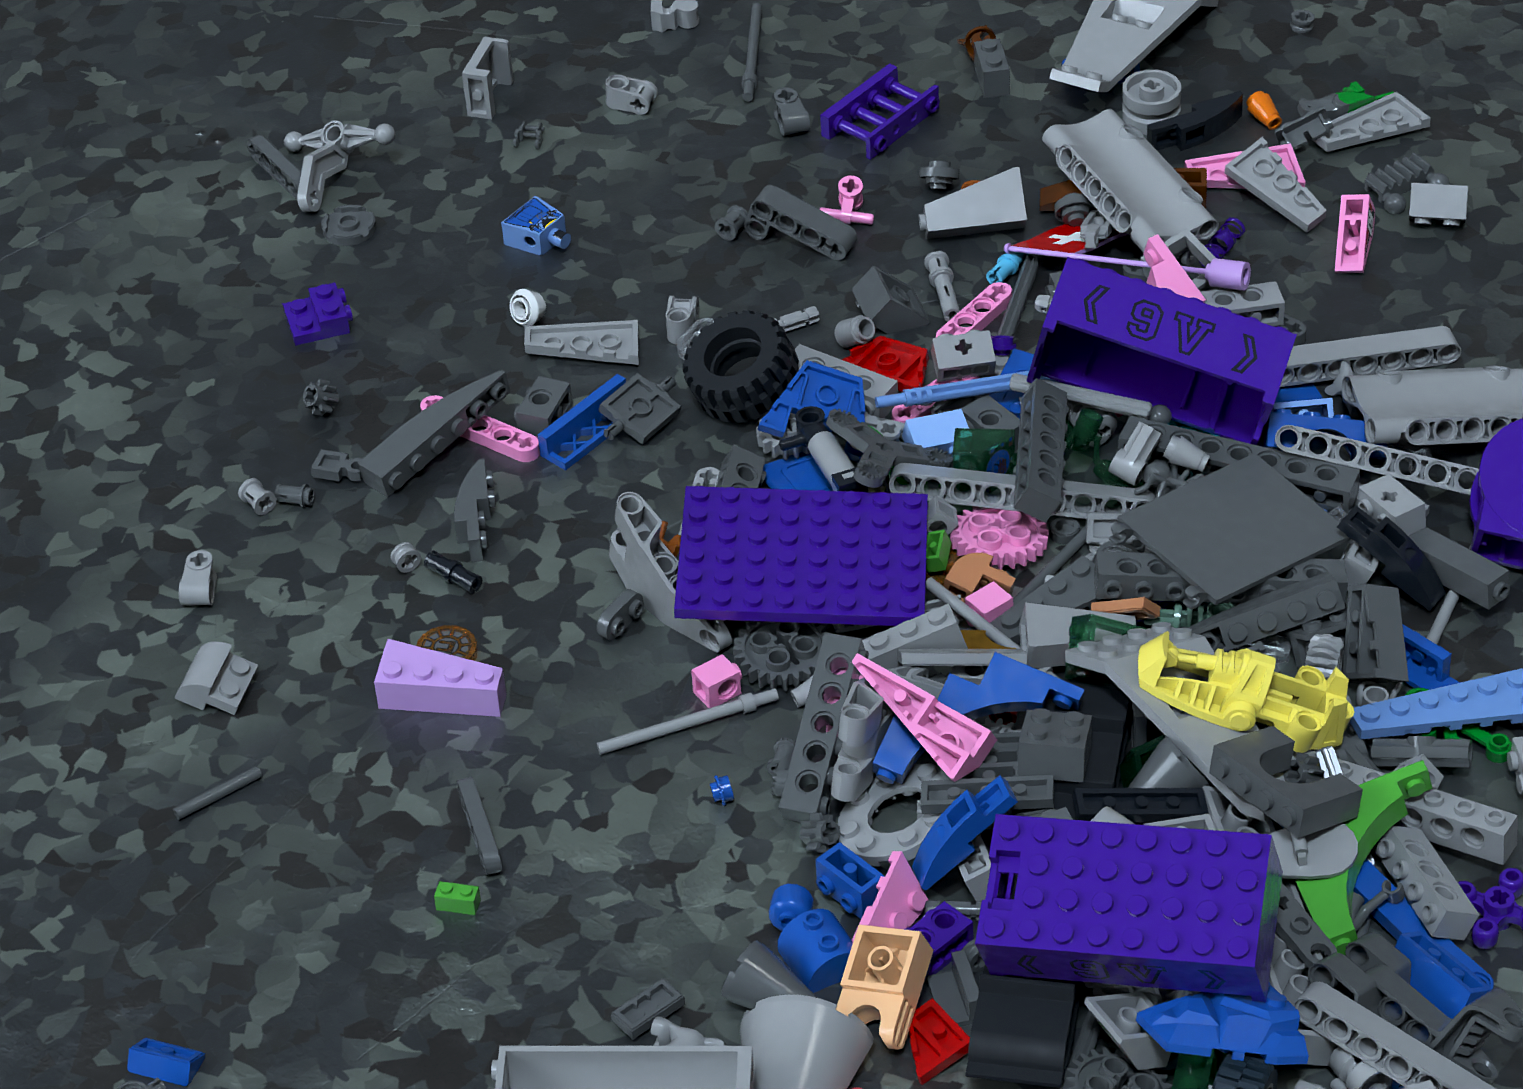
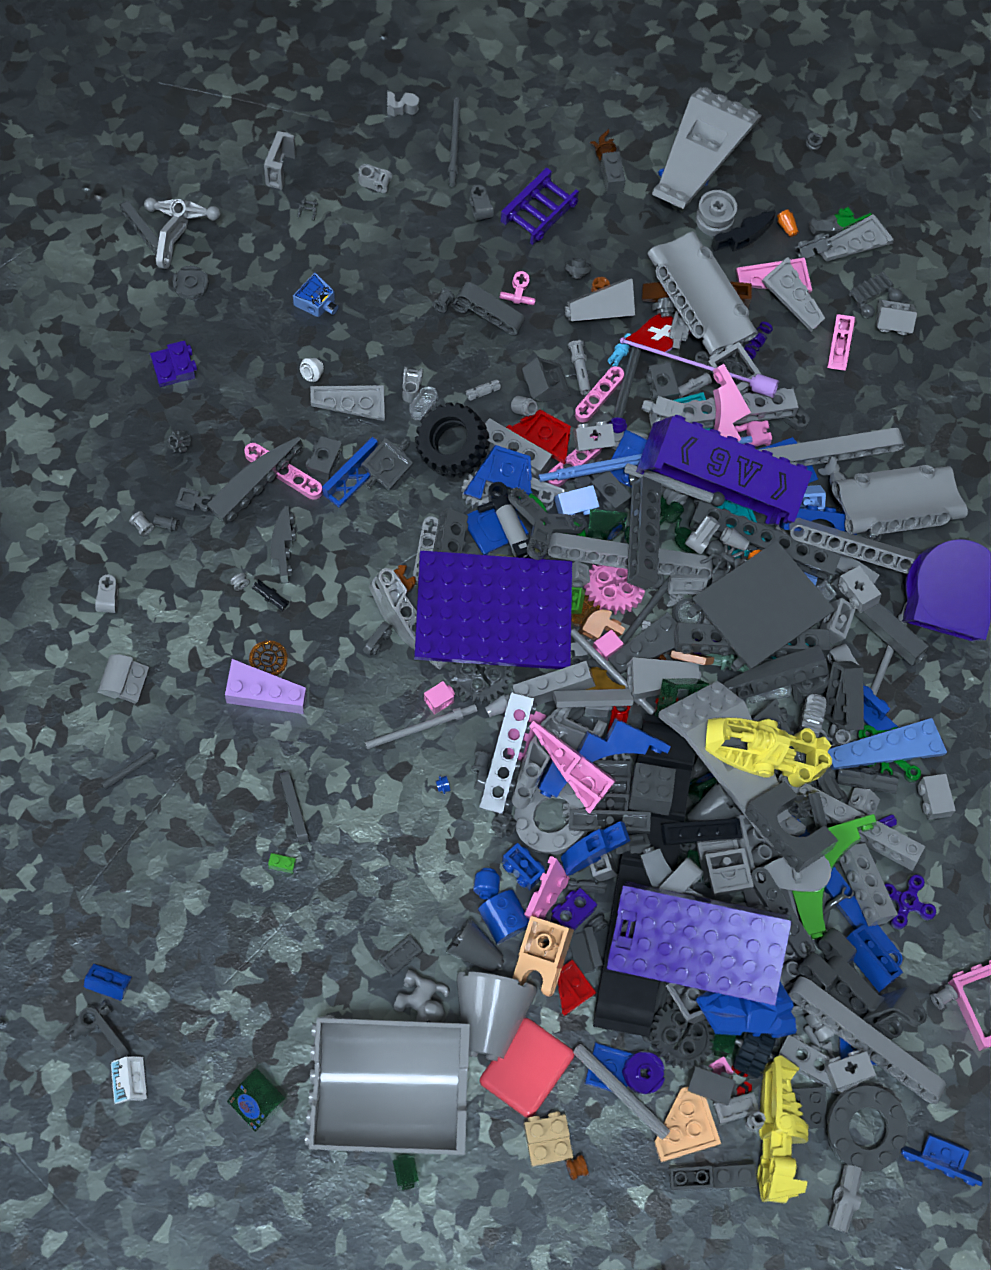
camera: 10 degrees left, 25 degrees up
(1403, 559) = (860, 624): black slope -> none

